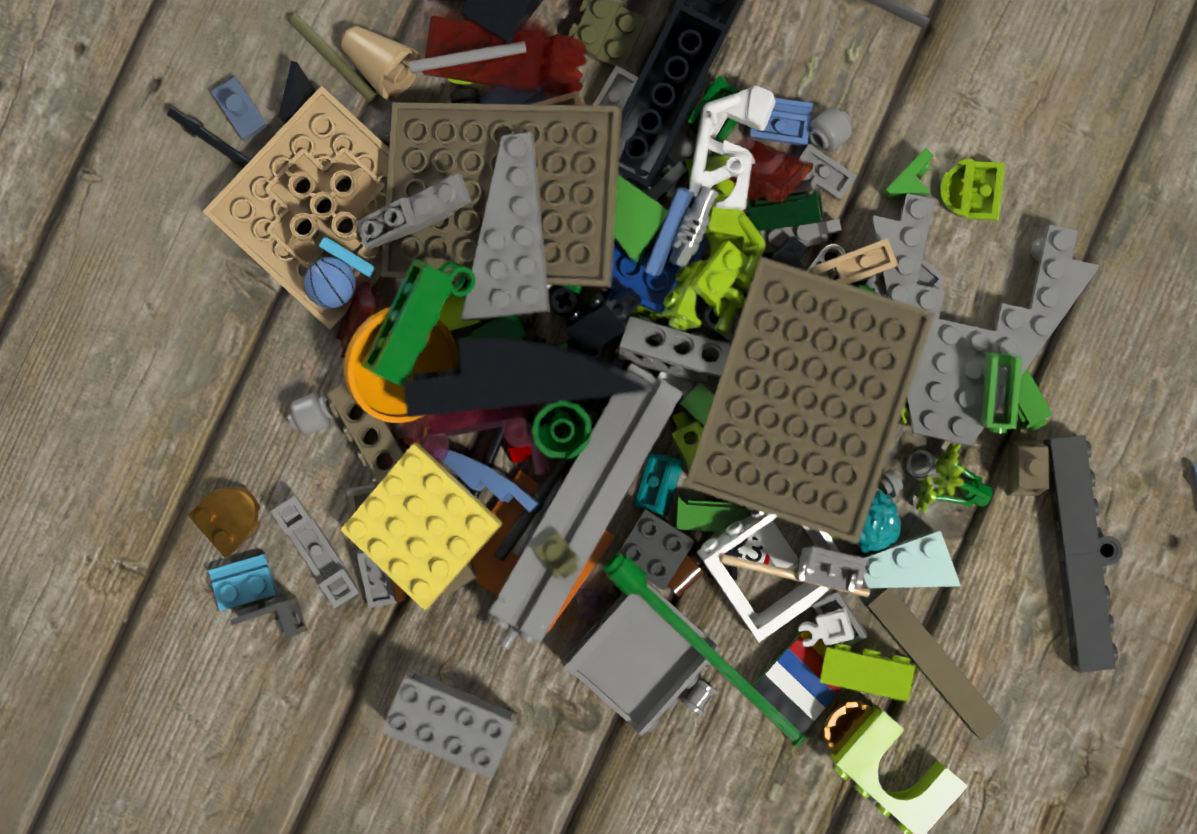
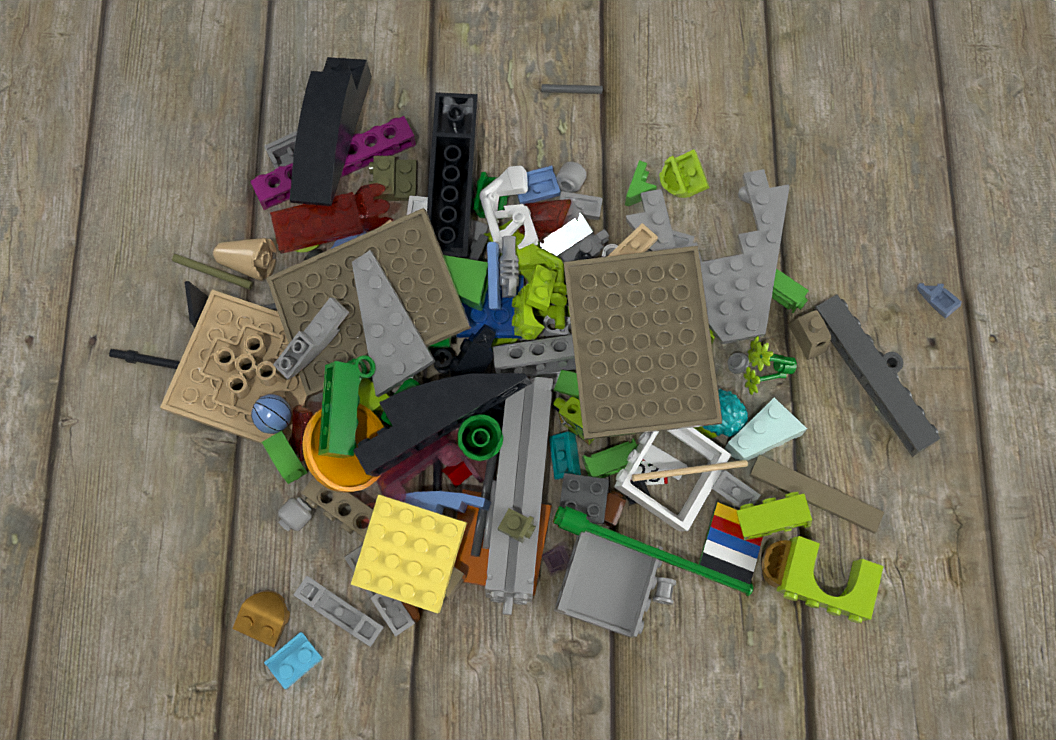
camera: 25 degrees left, 15 degrees down
(239, 109) = (160, 331): sand blue tile -> none
(289, 618) = (325, 662): dark grey bracket -> none
(323, 340) = (284, 457): none -> bright green brick
(348, 257) = (288, 394): medium azure tile -> none
(450, 723) = (492, 689): light grey hose -> none
(467, 57) = (306, 226): light grey bar -> none
(831, 569) = (712, 453): light grey hinge -> none
(831, 627) = (733, 496): white plate -> none
(890, 483) = (725, 383): light grey plate -> none
(1001, 391) = (767, 286): bright green window -> none

